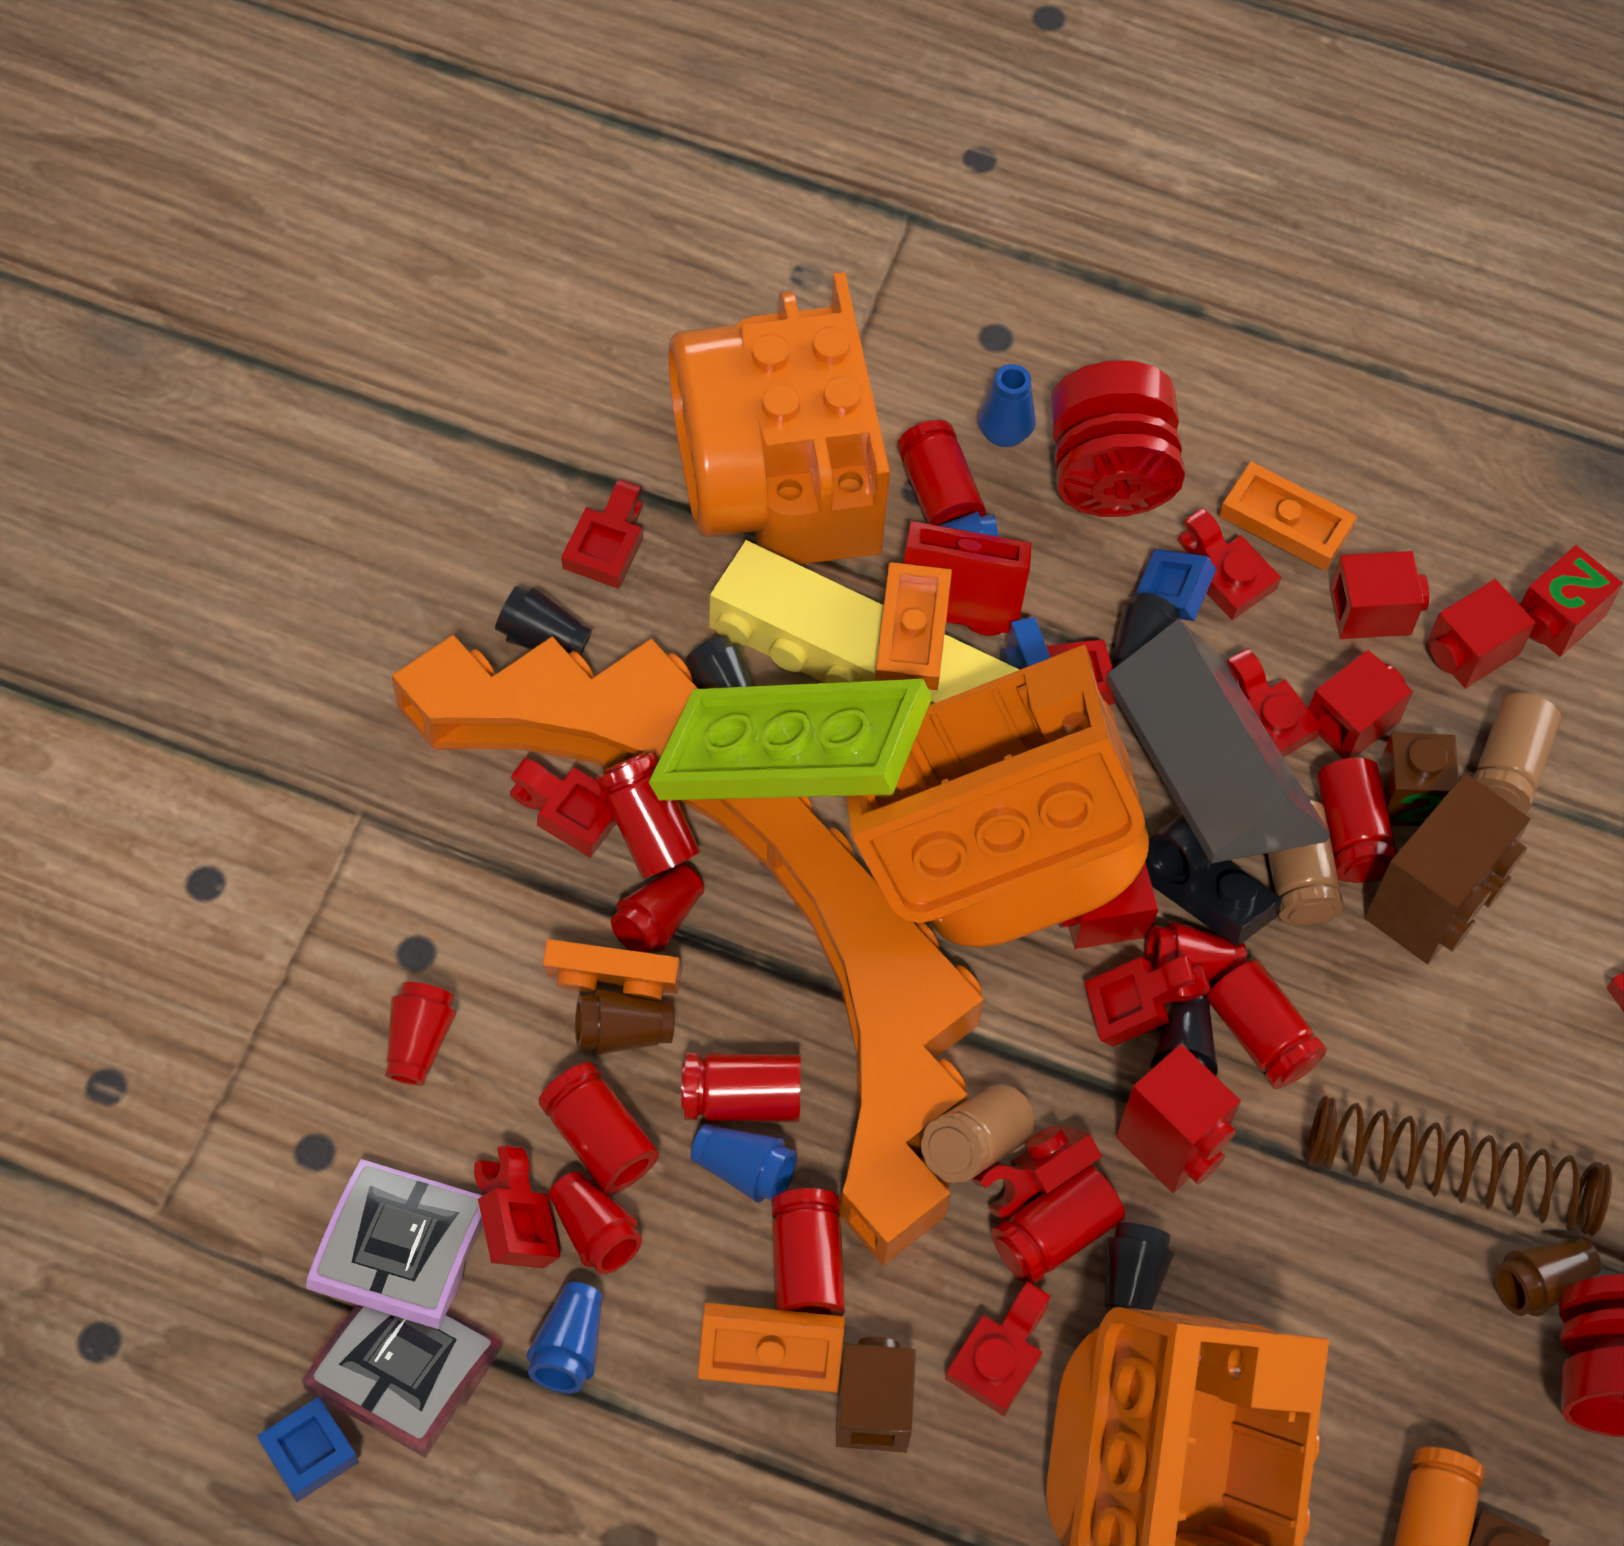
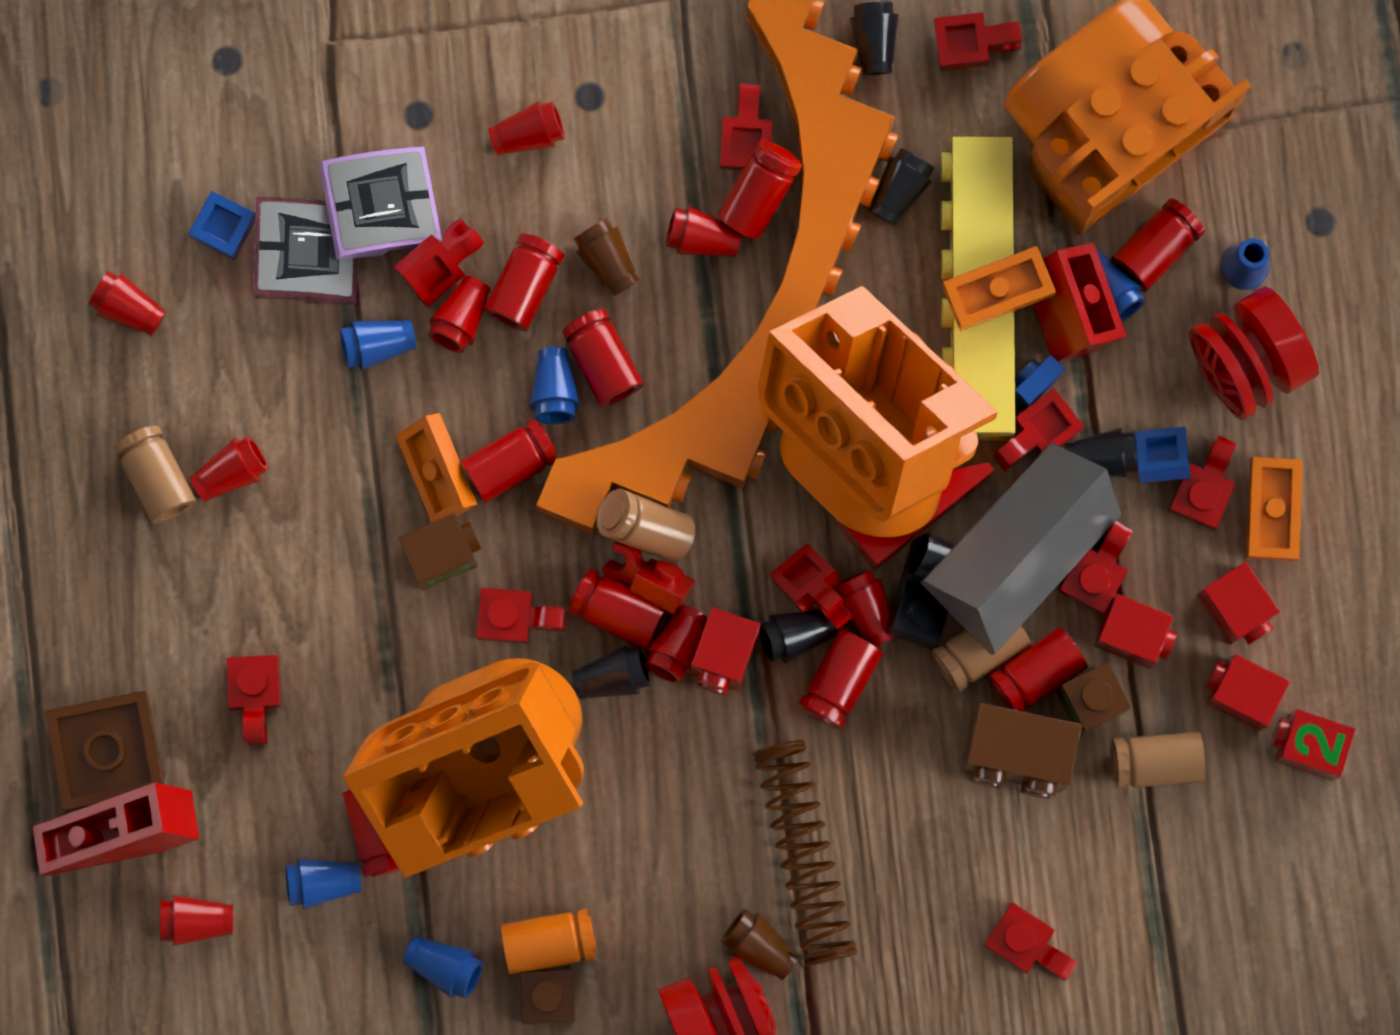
camera: 65 degrees right, 20 degrees up
(584, 965) = (632, 211): orange plate -> none
(792, 740) = (838, 254): lime plate -> none
(1143, 1186) = (676, 645): none -> red cone

